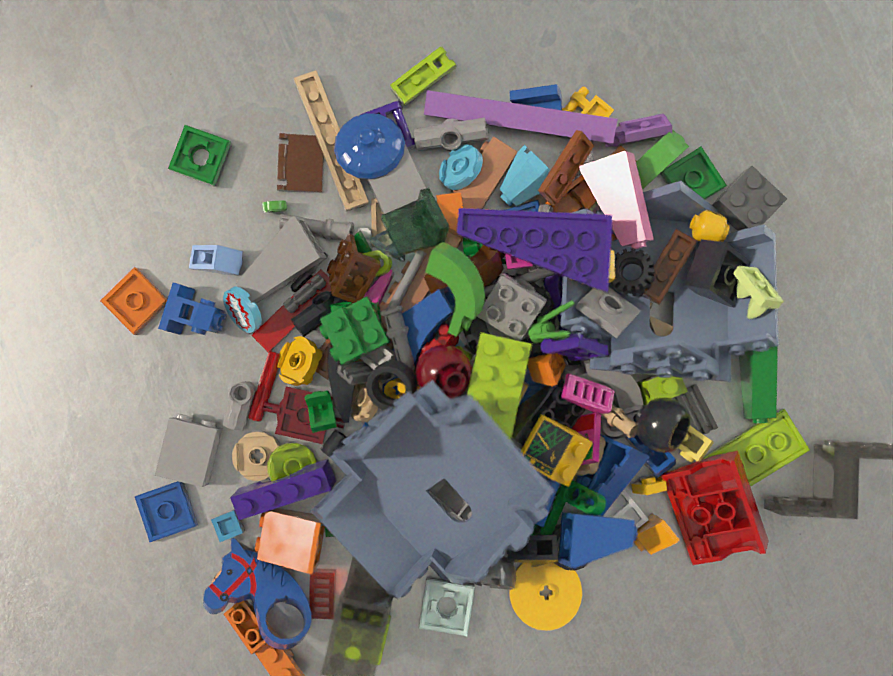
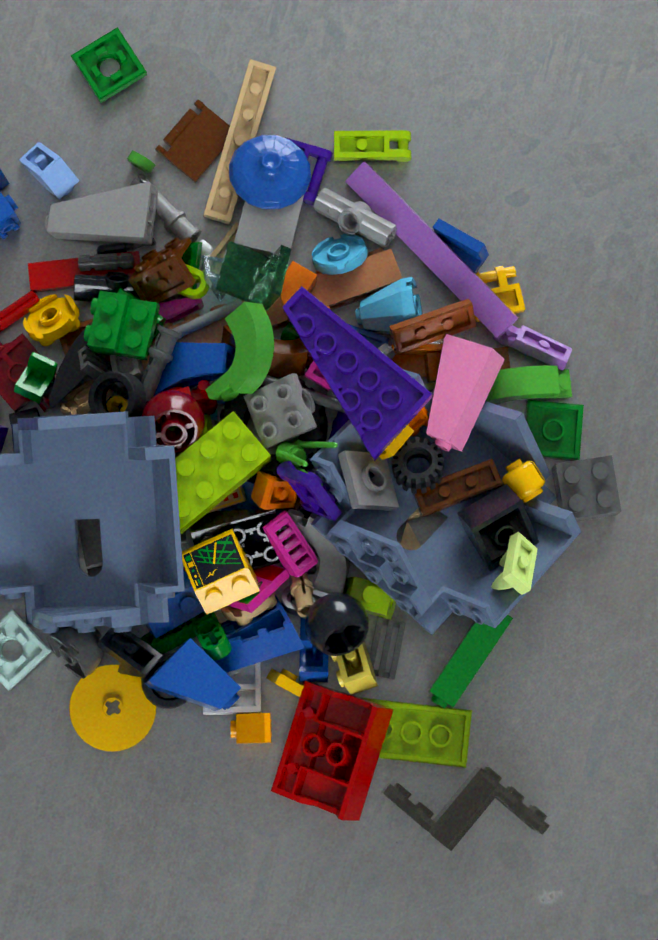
camera: 35 degrees right, 5 degrees down
(241, 310) = (36, 234): medium azure tile -> none

